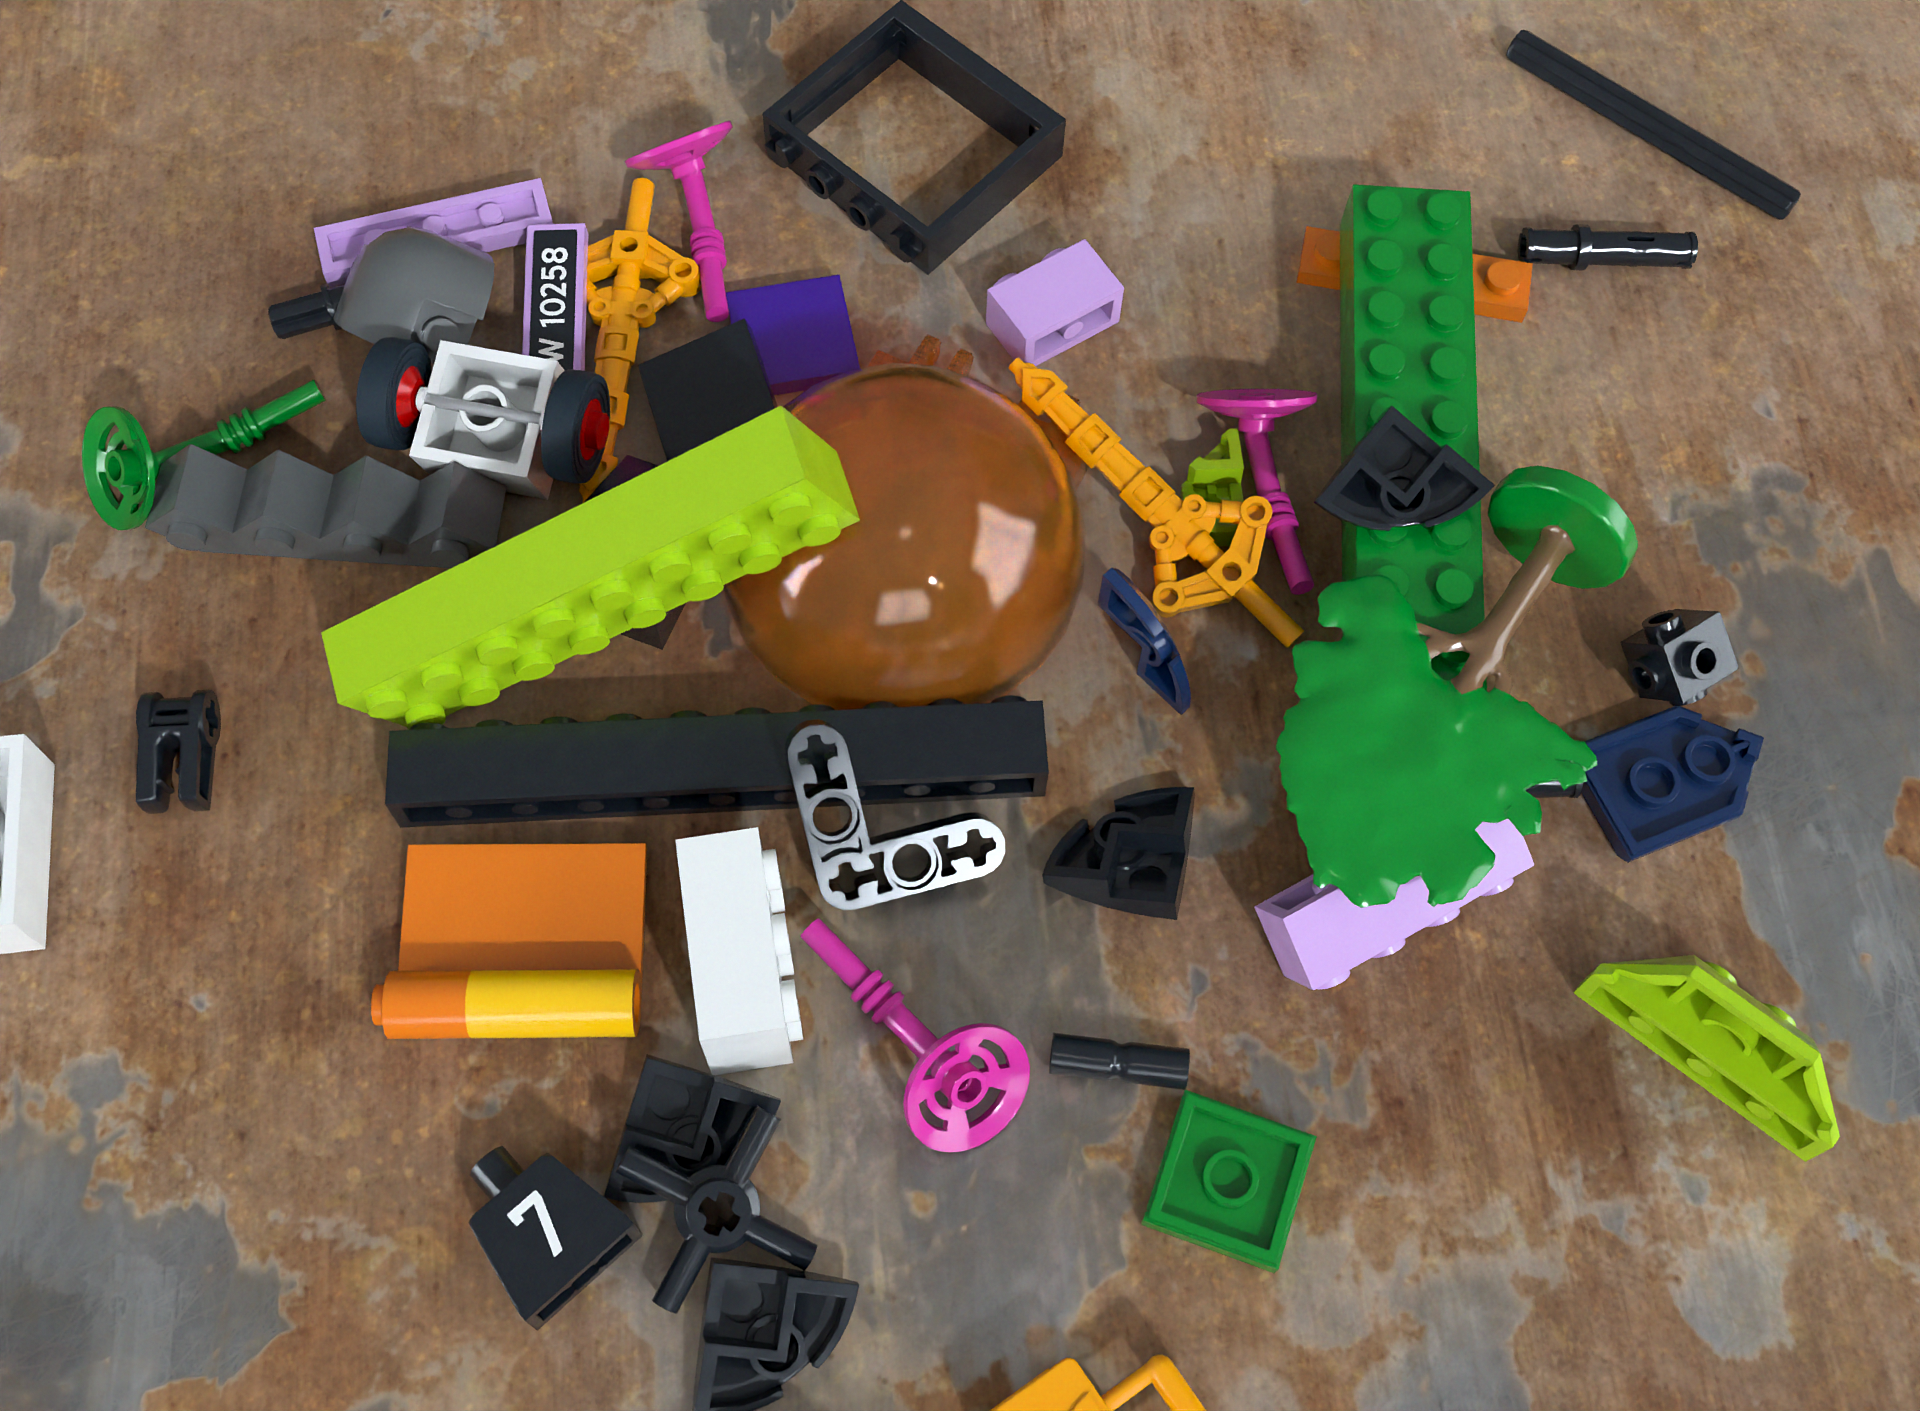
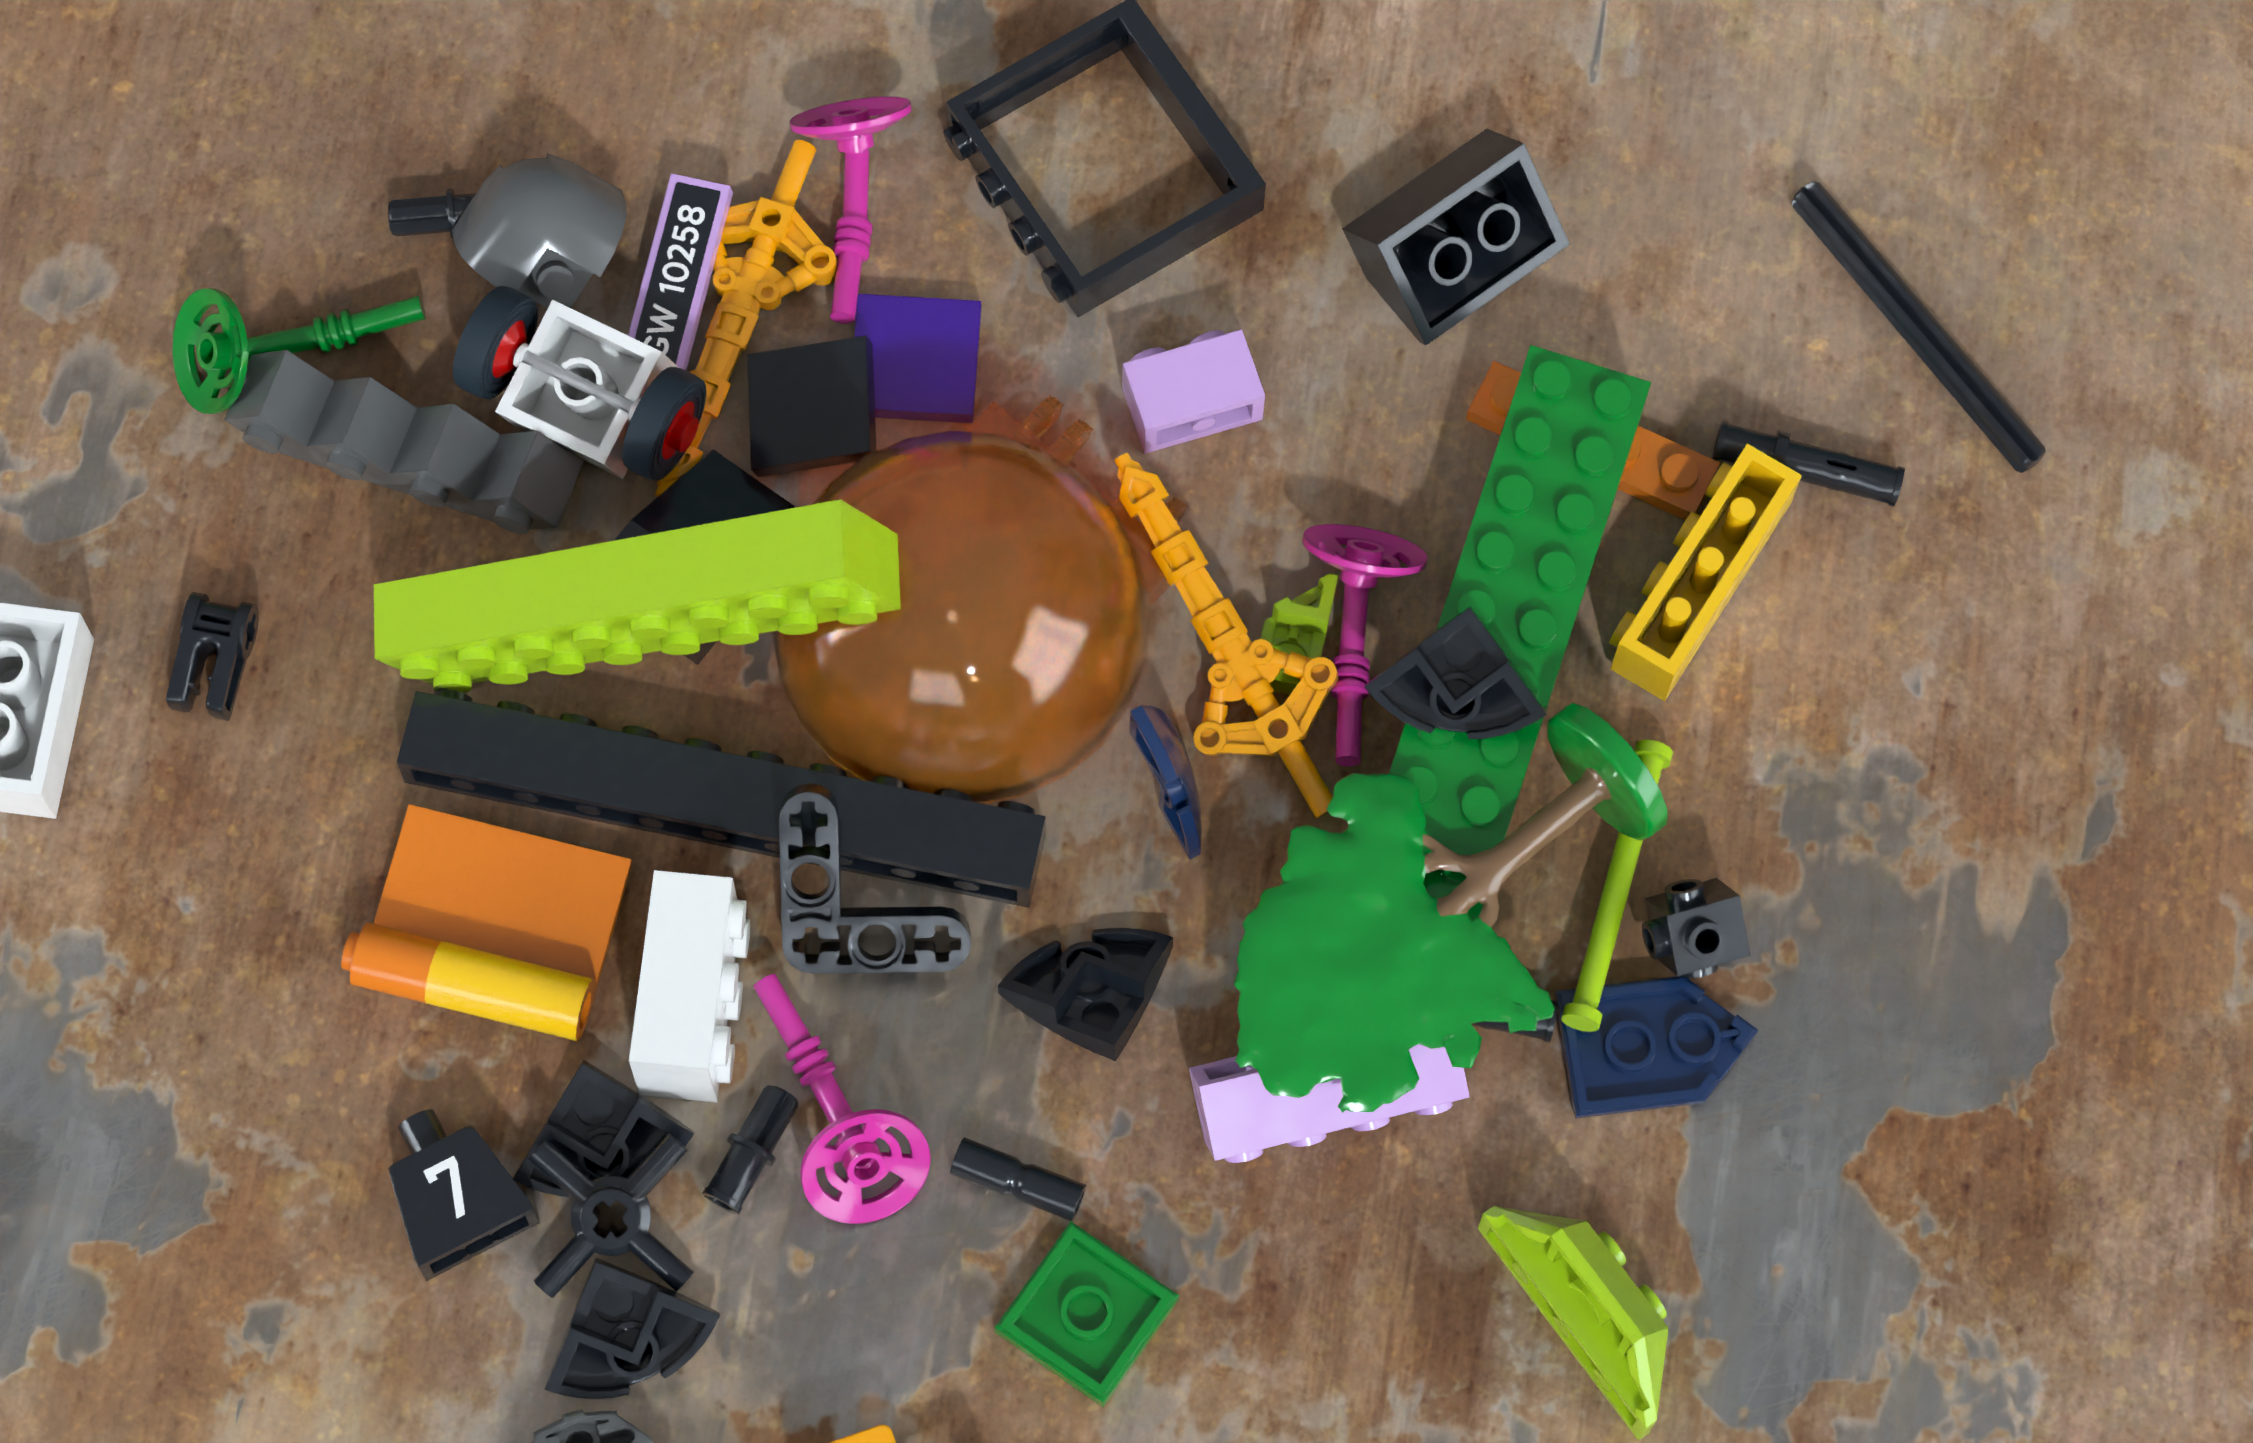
camera: 15 degrees right, 5 degrees up
(479, 219) = (612, 149): lavender plate -> none
(842, 1101) = (751, 1149): none -> black axle
(1241, 131) = (1457, 234): none -> black slope
(1563, 350) = (1704, 572): none -> yellow brick
(1595, 685) = (1583, 1011): none -> lime bar

